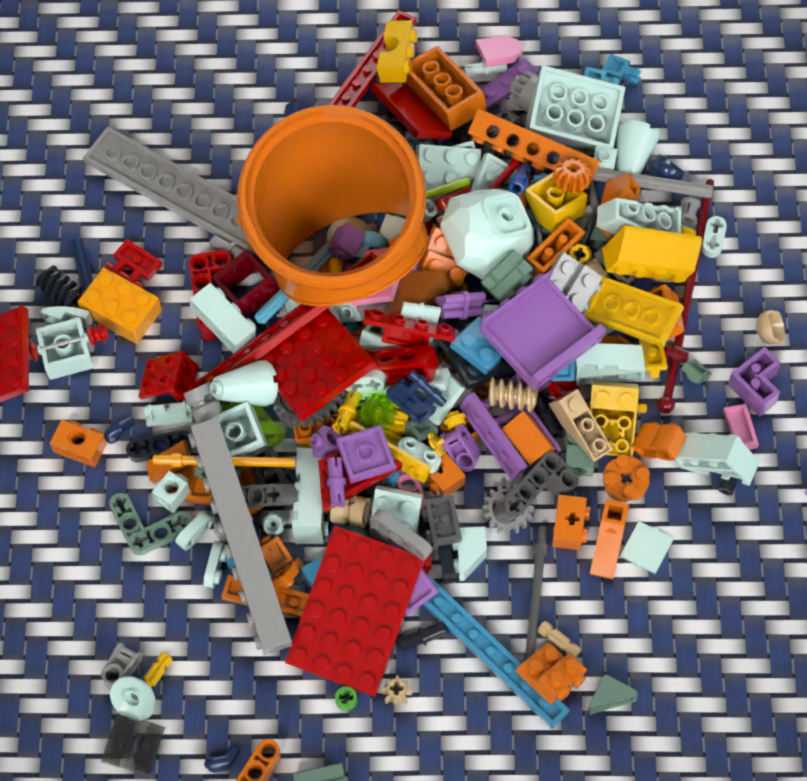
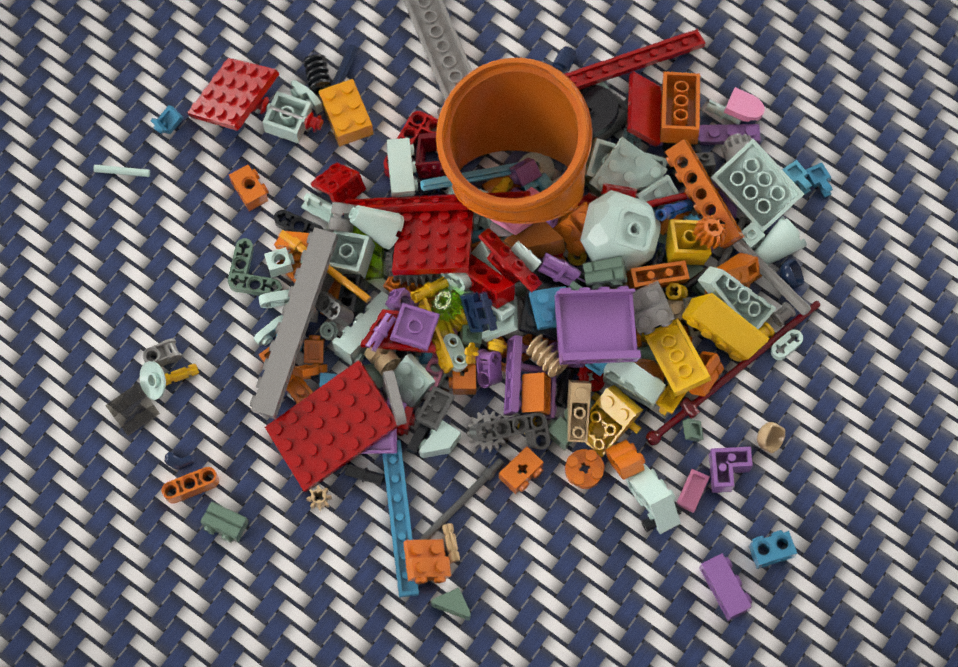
camera: 35 degrees right, 5 degrees up
(118, 428) = (274, 196): dark blue arm -> none
(136, 259) = (382, 90): red plate -> none
(351, 703) = (286, 473): bright green bush -> none
(395, 63) = (676, 52): yellow arch -> none
(430, 210) = (596, 184): light aqua bush -> none
(446, 188) = (612, 179): lime bar -> none
(609, 539) = (537, 500): orange slope -> none
(647, 547) = (560, 525): light aqua piece -> none

